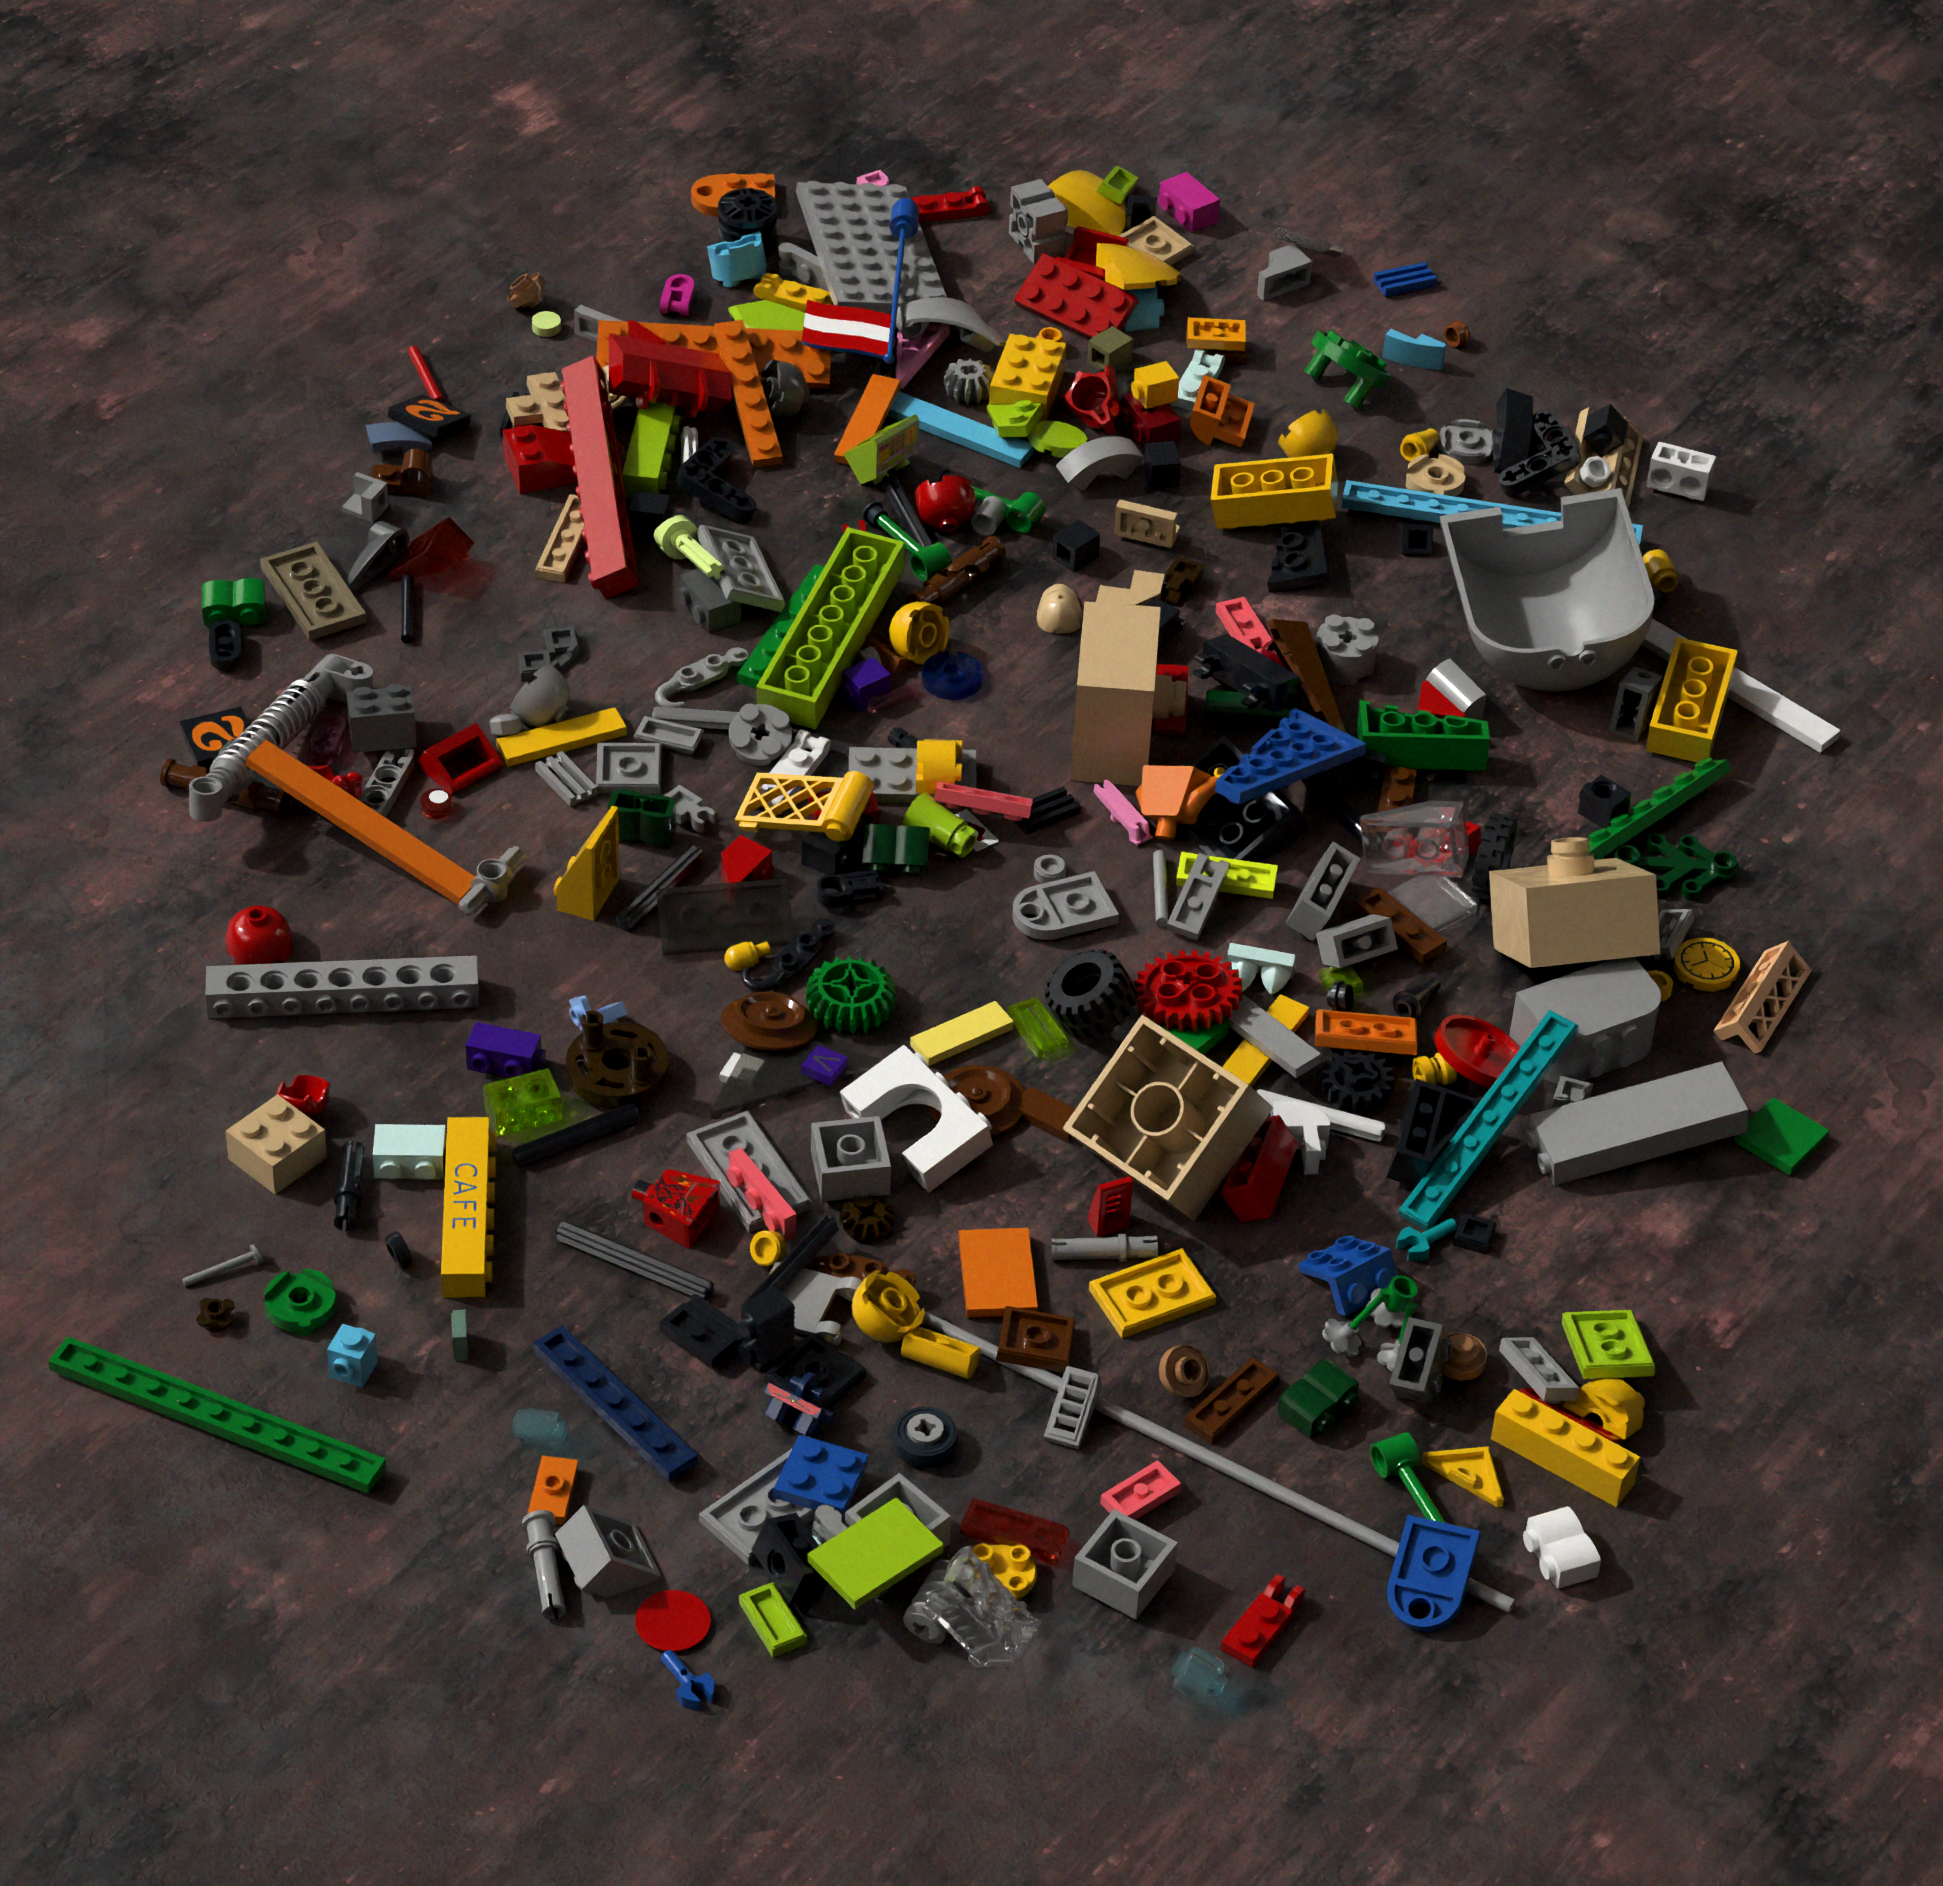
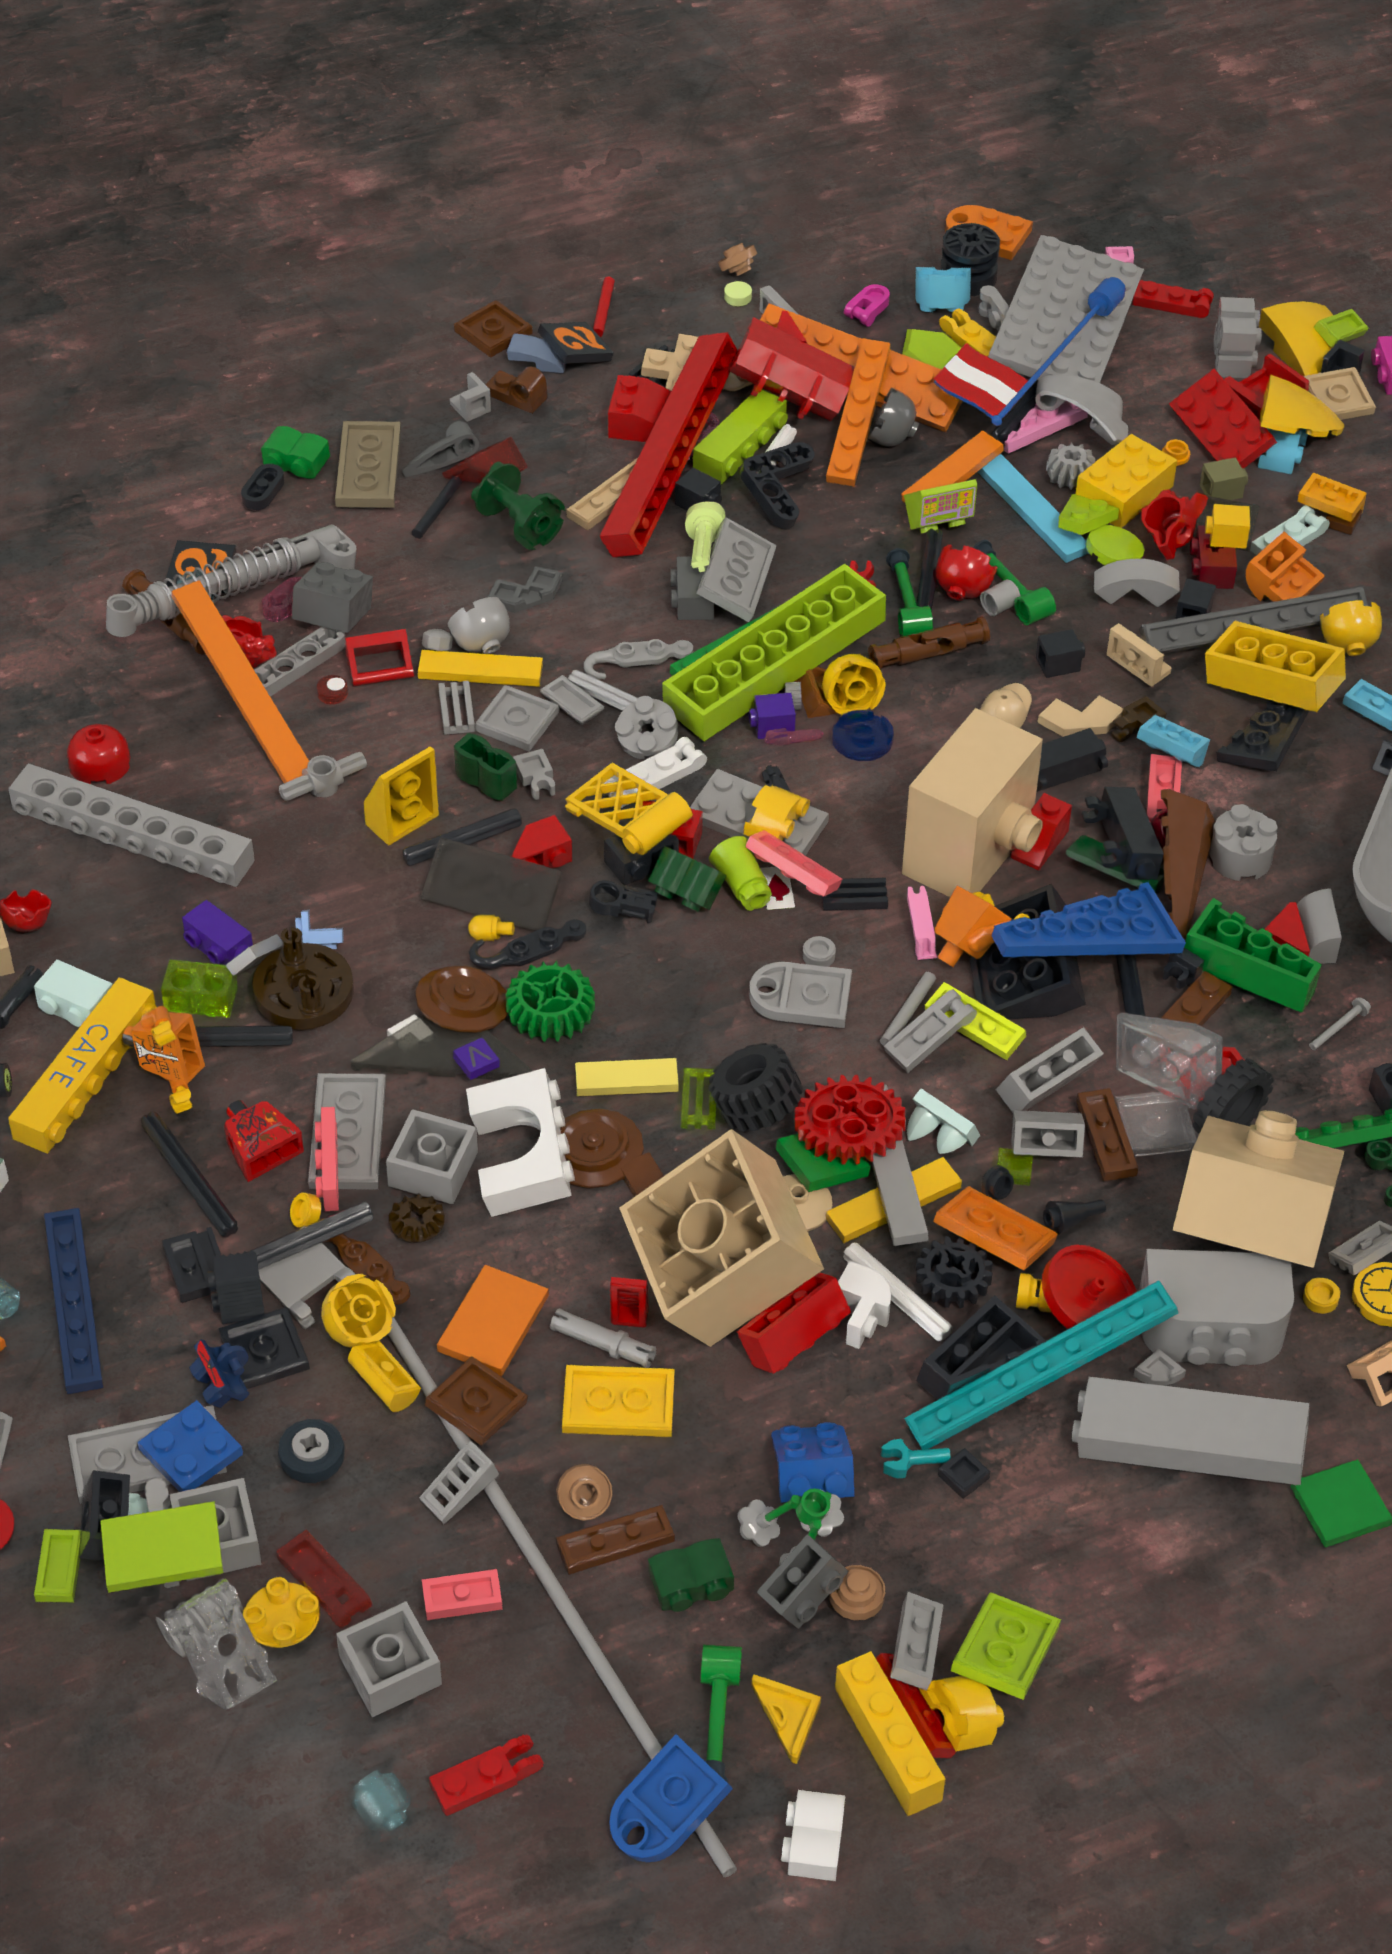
camera: 30 degrees right, 5 degrees up
(333, 429) = (492, 328): none -> reddish brown tile
(518, 583) = (535, 518): none -> dark green piece
(544, 1161) = (170, 1048): none -> orange torso
(560, 1052) = (254, 955): none -> light grey tile
(1198, 475) = (1277, 616): none -> dark grey tile
(1229, 584) = (1174, 740): none -> medium azure bracket
(1529, 749) = (1360, 1006): none -> light grey piece

